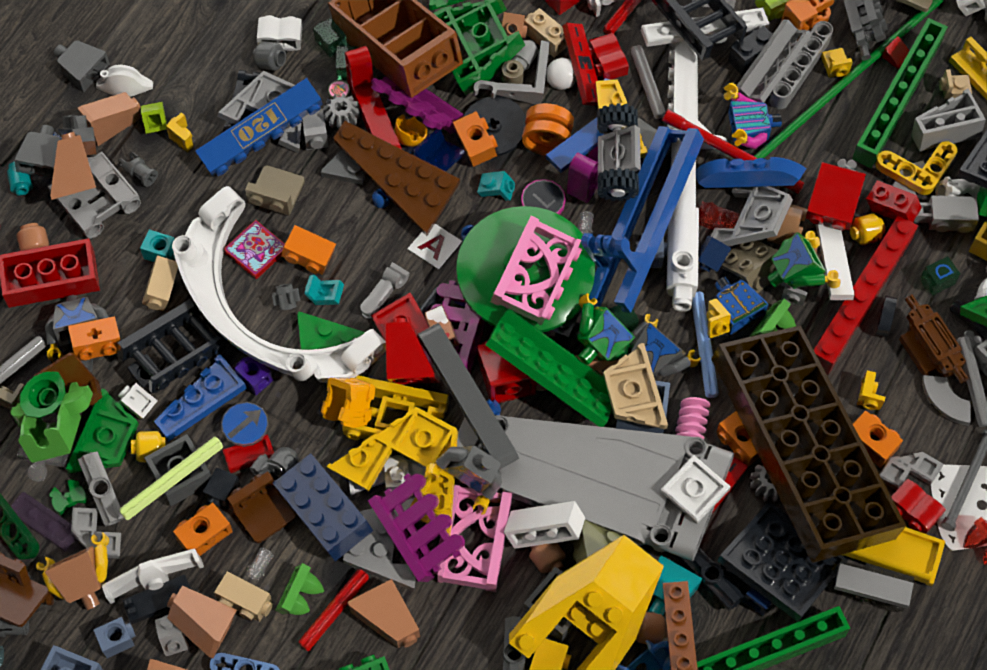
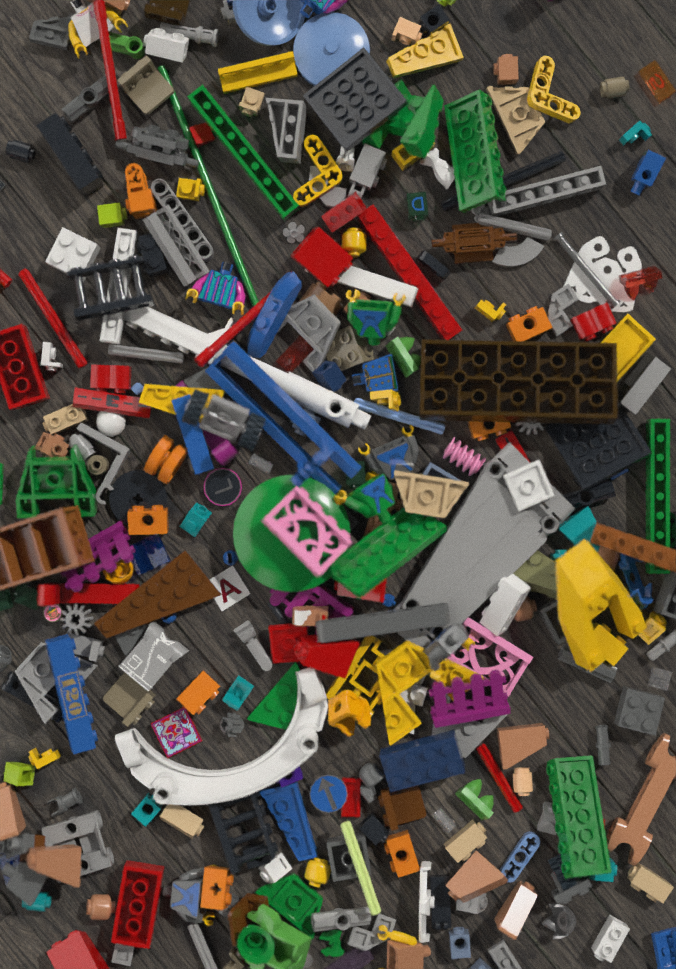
camera: 65 degrees left, 25 degrees up
(329, 193) = (152, 656): none -> light grey piece
(340, 636) = (522, 781): none -> light nougat brick

